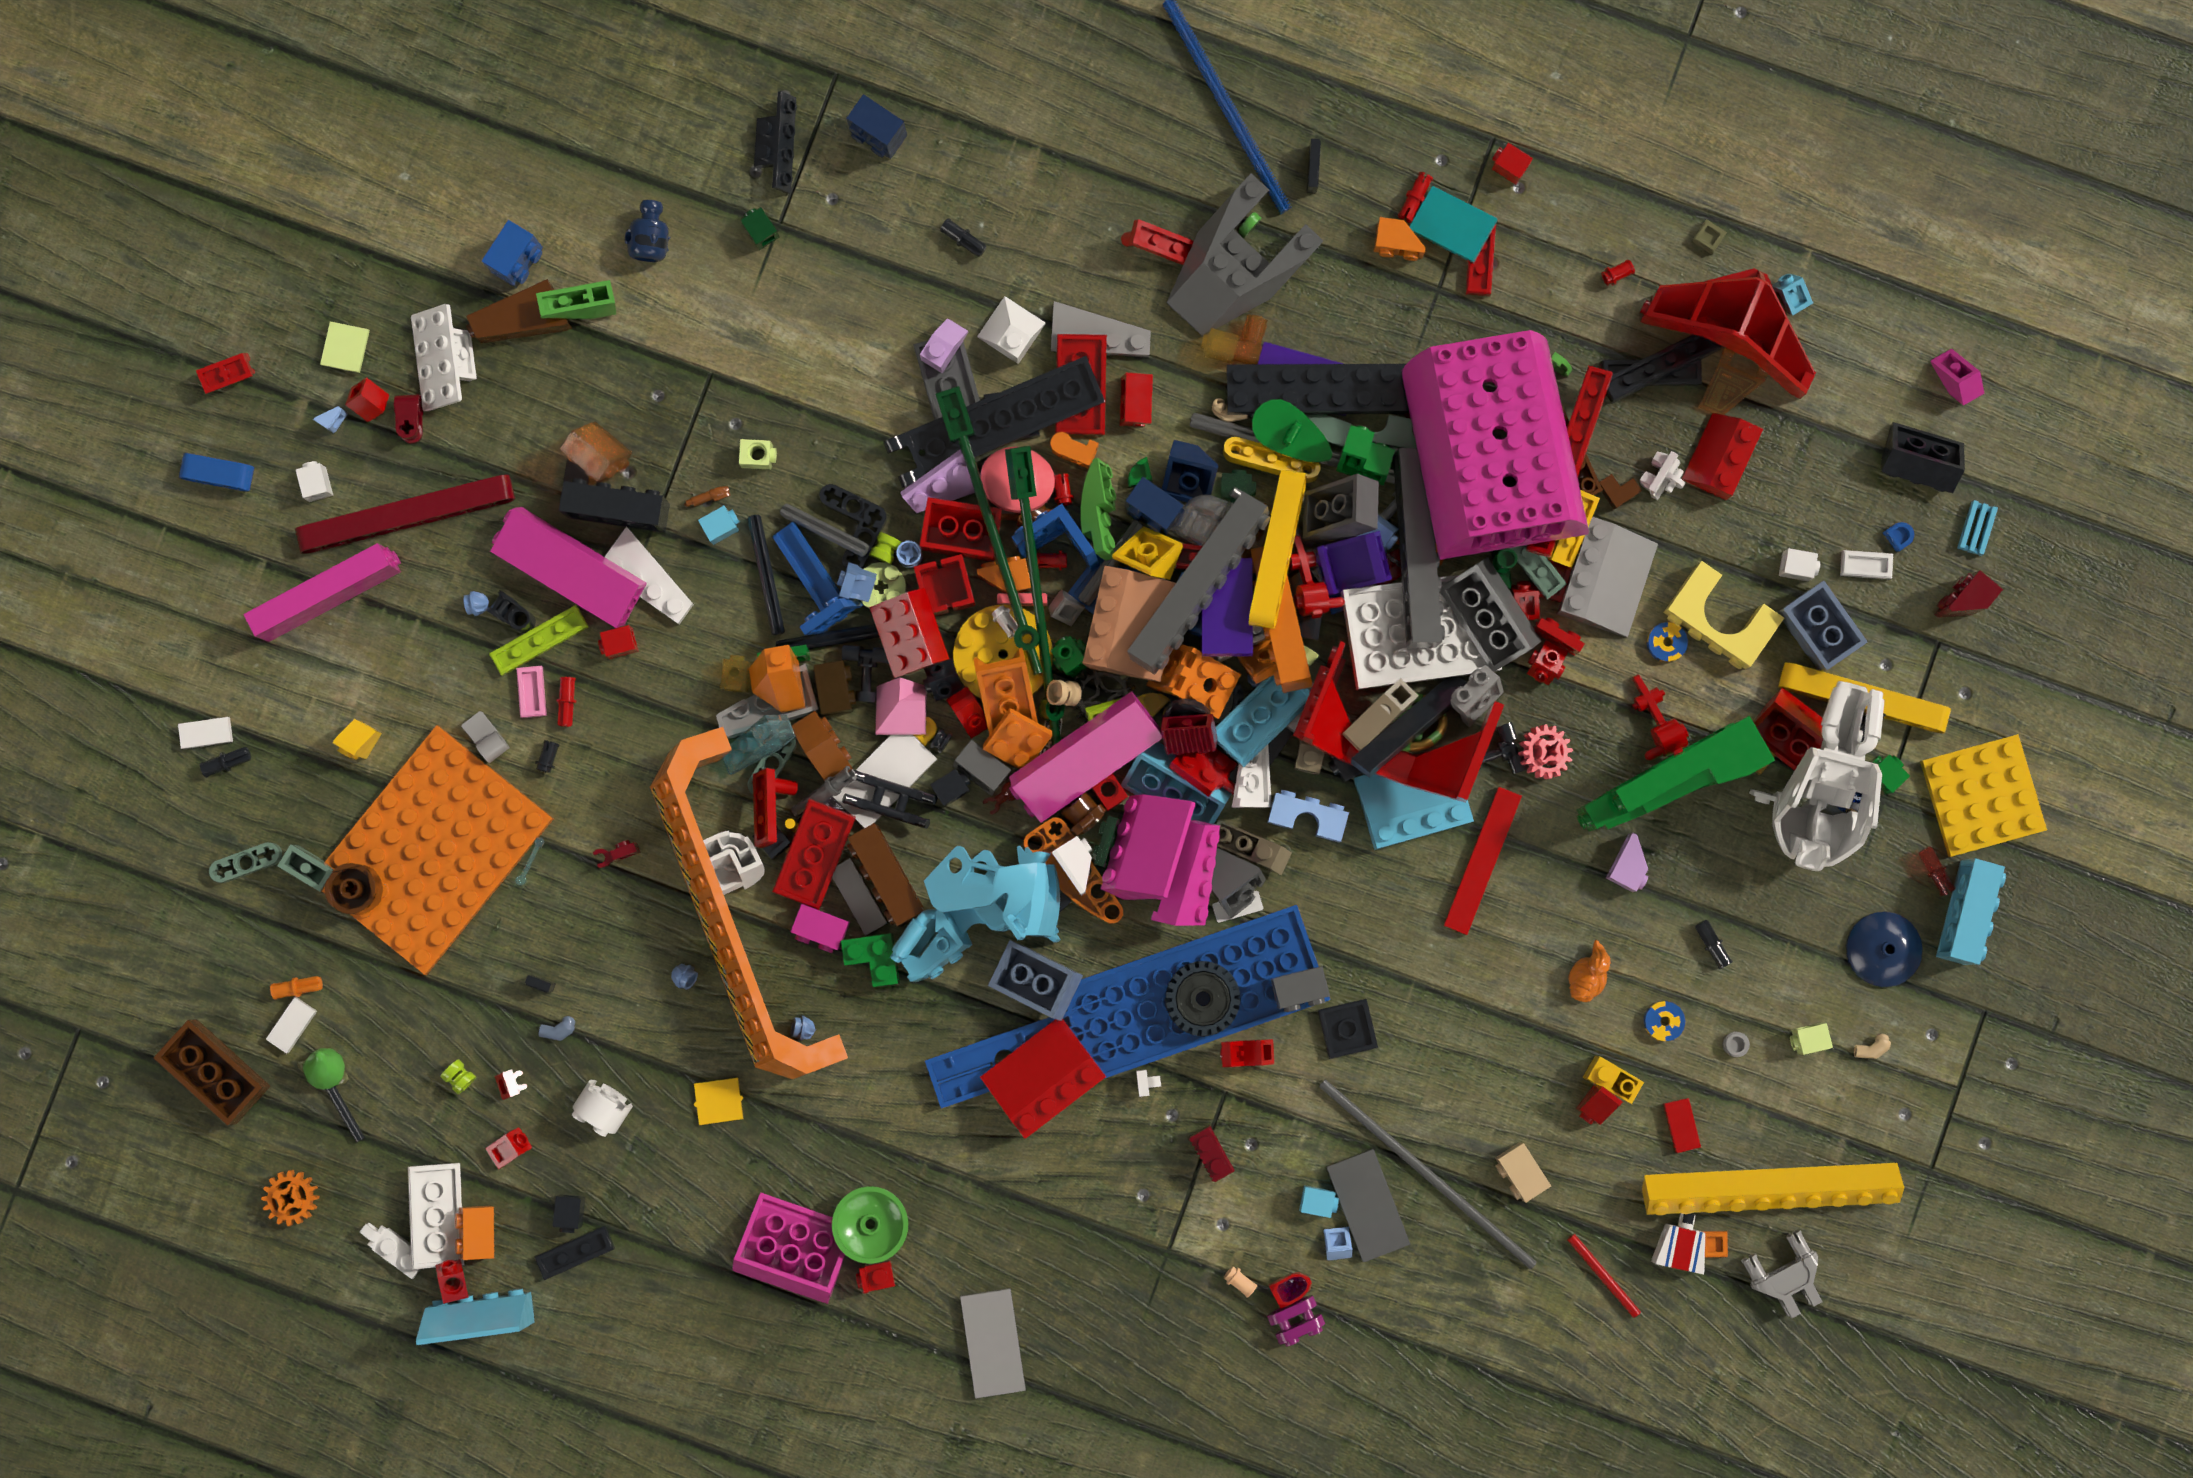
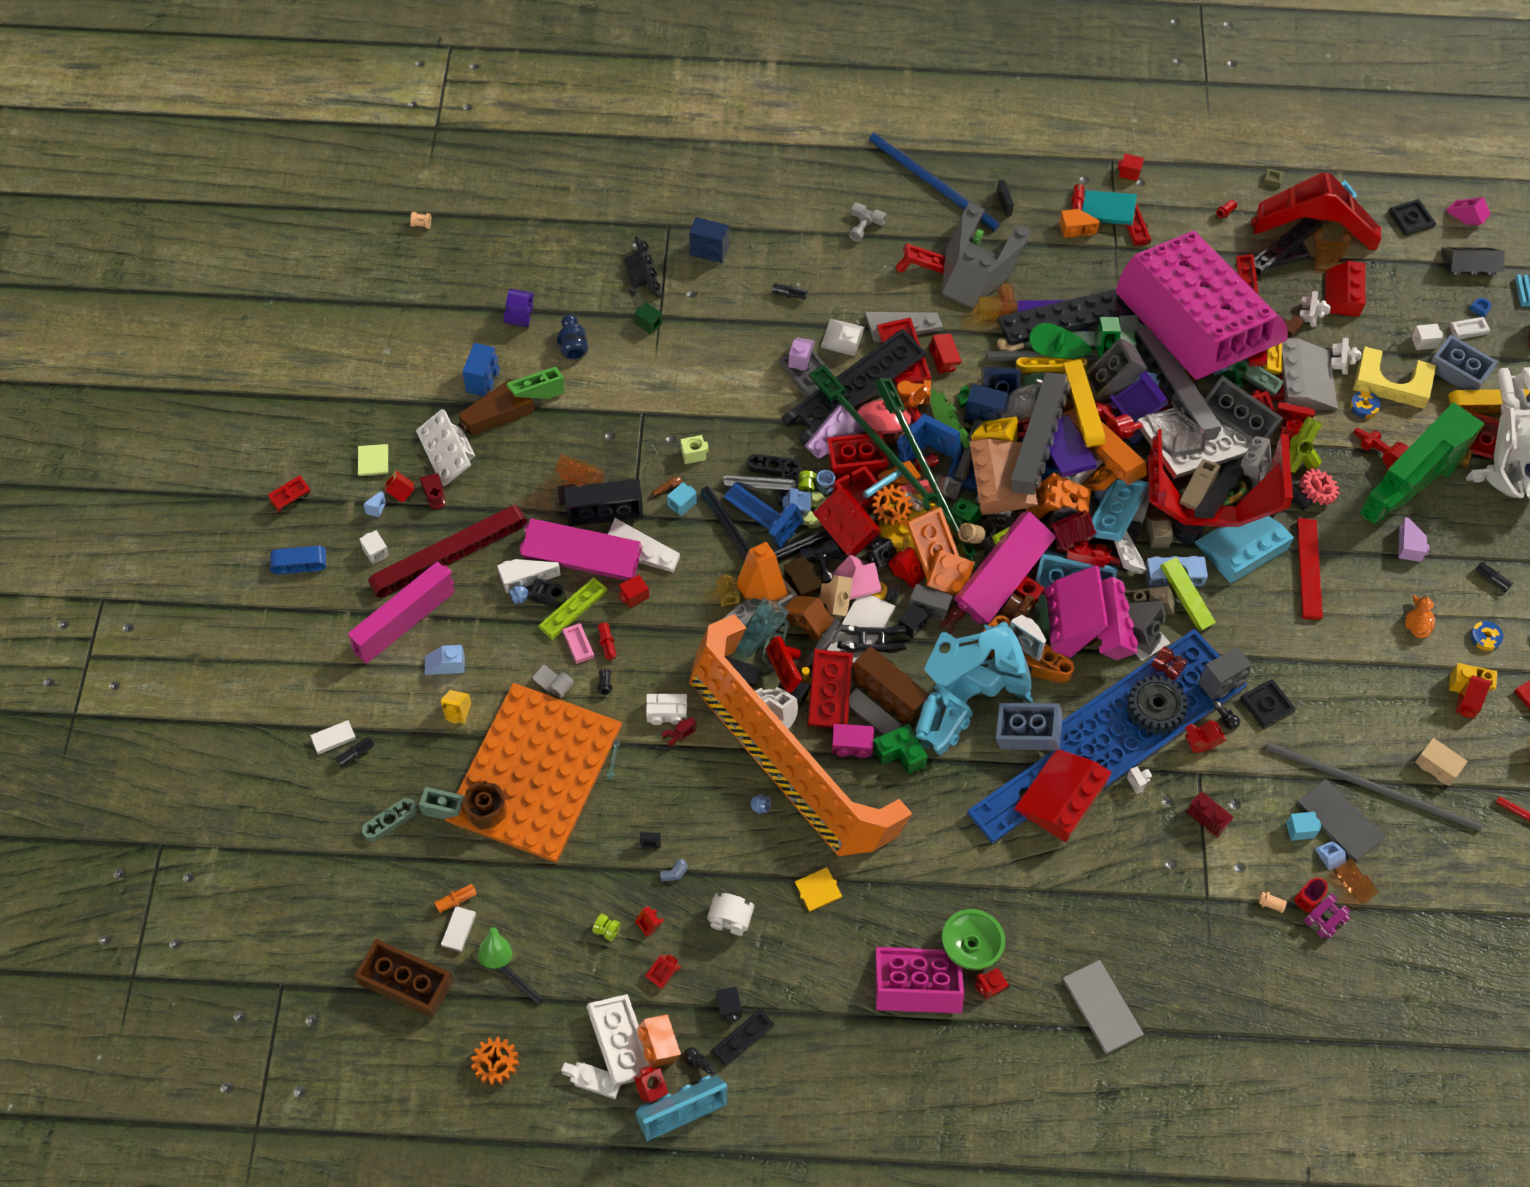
camera: 20 degrees left, 25 degrees down
(362, 671) = (445, 660): none -> light blue slope
(483, 575) = (525, 572): none -> white slope
(512, 1257) = (693, 1057): none -> black bar
(588, 165) = (518, 307): none -> dark purple brick
(611, 817) = (666, 708): none -> white brick
(716, 790) = (747, 671): none -> black tile
(864, 729) = (837, 595): none -> tan brick
(971, 591) = (884, 482): none -> medium azure bar
(984, 623) = (889, 498): none -> orange gear
(1068, 466) = (917, 397): none -> orange axle
(1111, 142) = (866, 218): none -> light grey bar
(1235, 941) = (1164, 658): none -> clear red wheel
(1291, 1037) = (1230, 720): none -> black bar
(1306, 856) = (1187, 594): none -> lime tile
(1351, 1285) = (1357, 884): none -> clear orange slope
(1382, 628) = (1179, 433): none -> clear slope
(1544, 694) = (1306, 452): none -> lime piece
(1675, 553) = (1347, 355): none -> white hips
(1875, 360) = (1412, 217): none -> black tile

